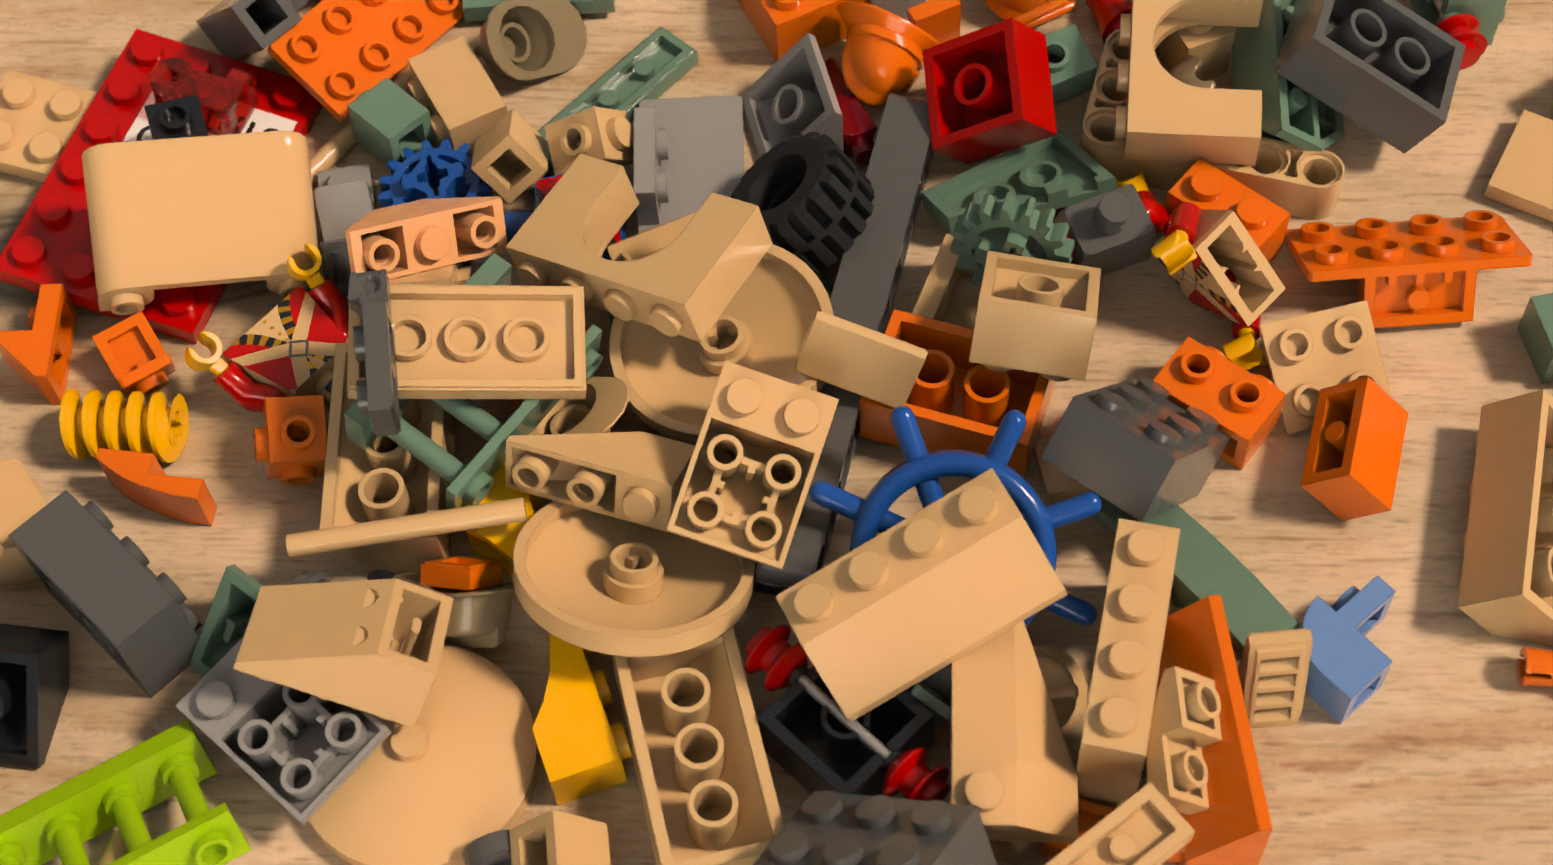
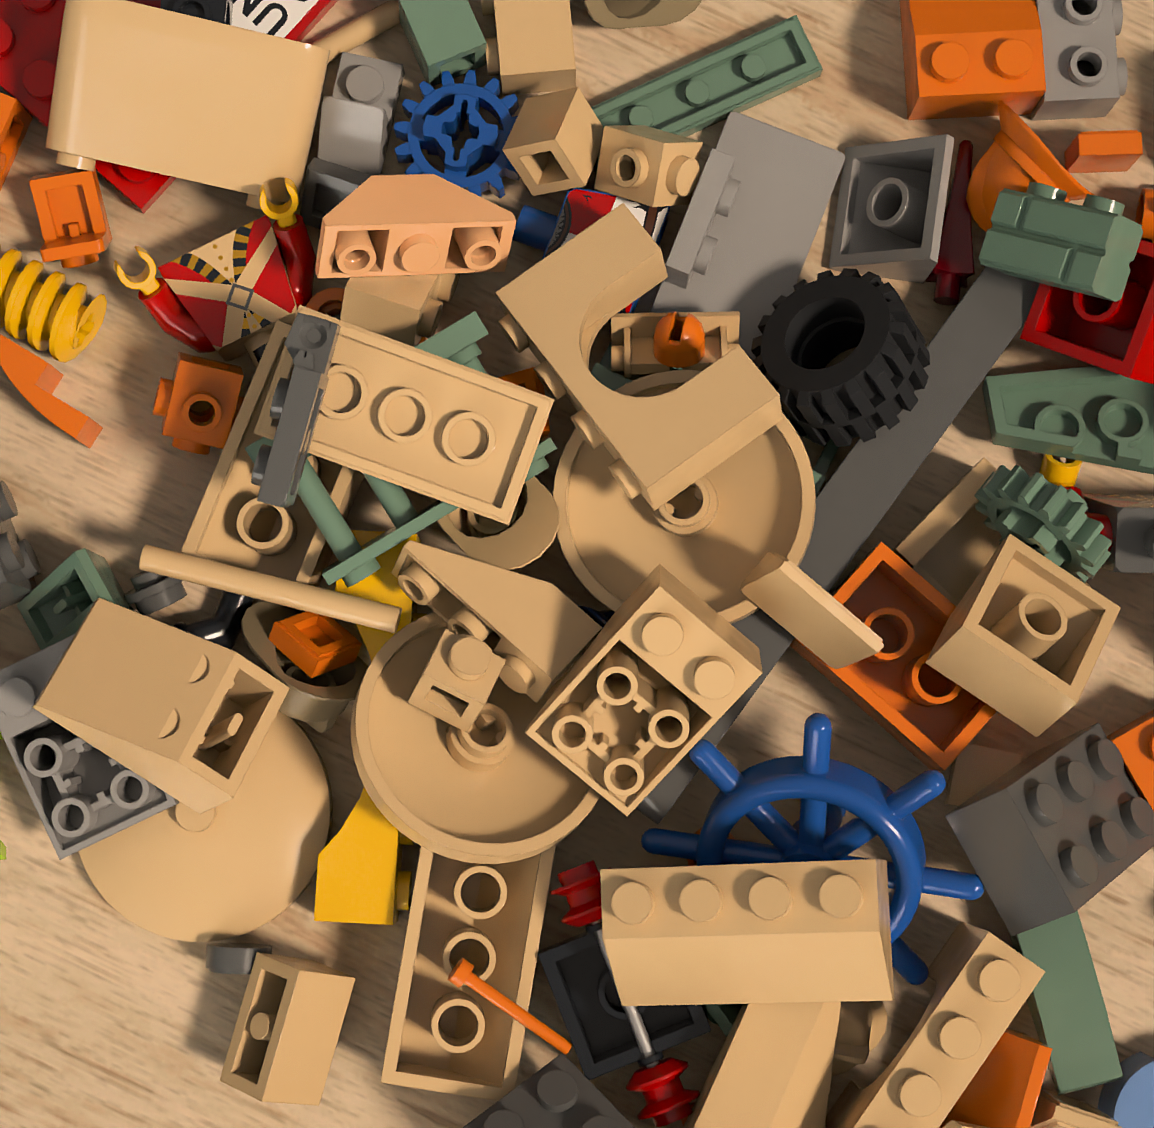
camera: 20 degrees right, 25 degrees up
(593, 503) = (462, 668): none -> tan brick
(659, 236) = (679, 353): none -> orange hinge
(698, 753) = (463, 974): none -> orange piece
(926, 57) = (1062, 242): none -> sand green brick

